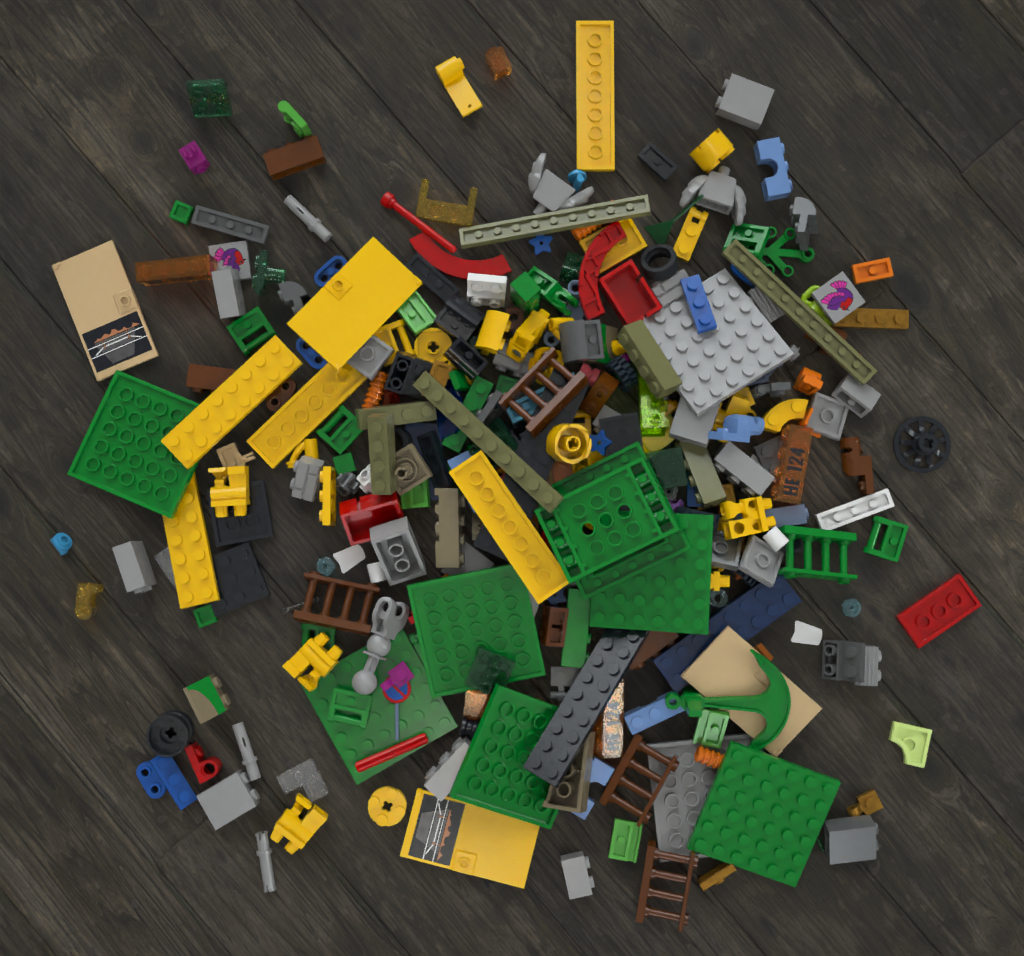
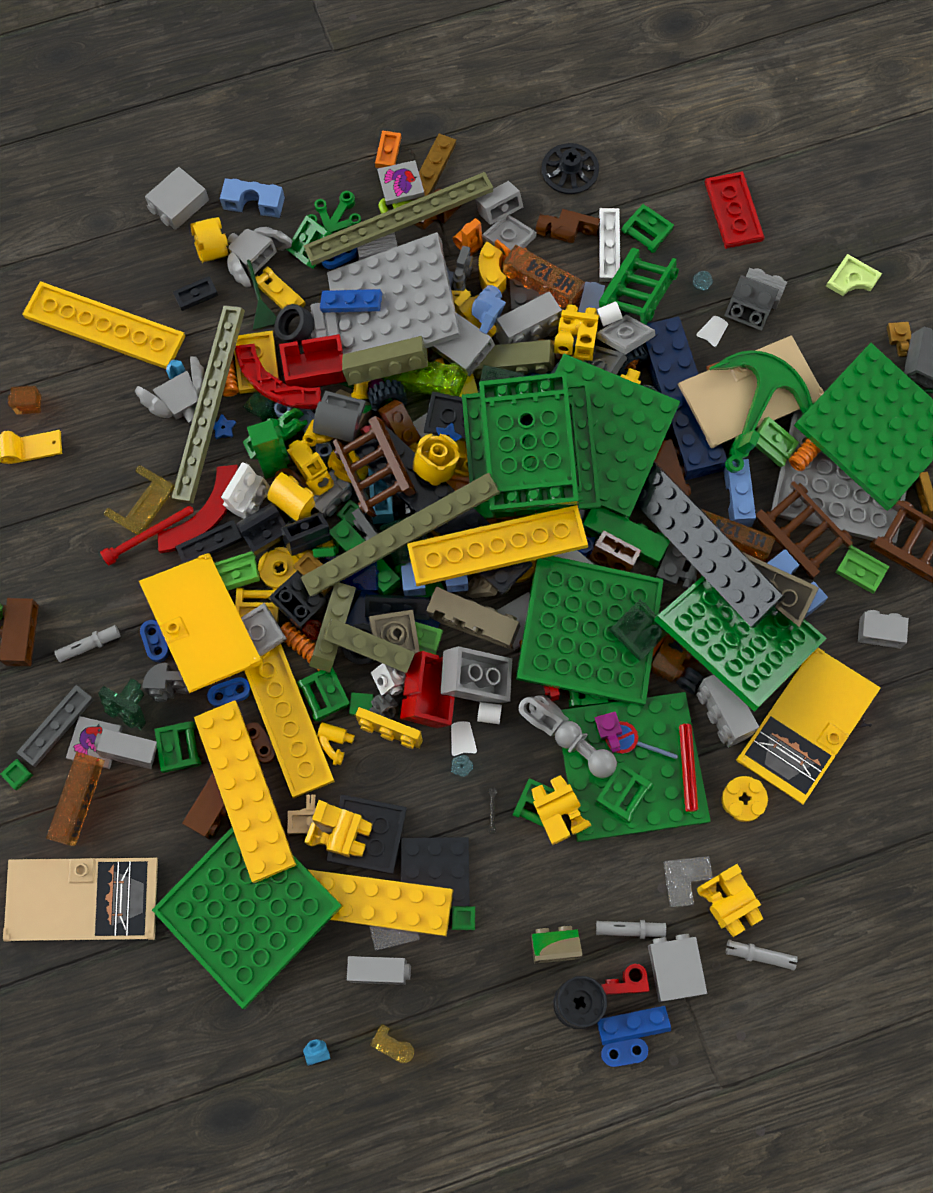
camera: 65 degrees left, 15 degrees down
(307, 478) = (360, 745): light grey brick -> none
(324, 618) = (518, 783): reddish brown fence -> none
(804, 221) = (314, 184): dark grey brick -> none

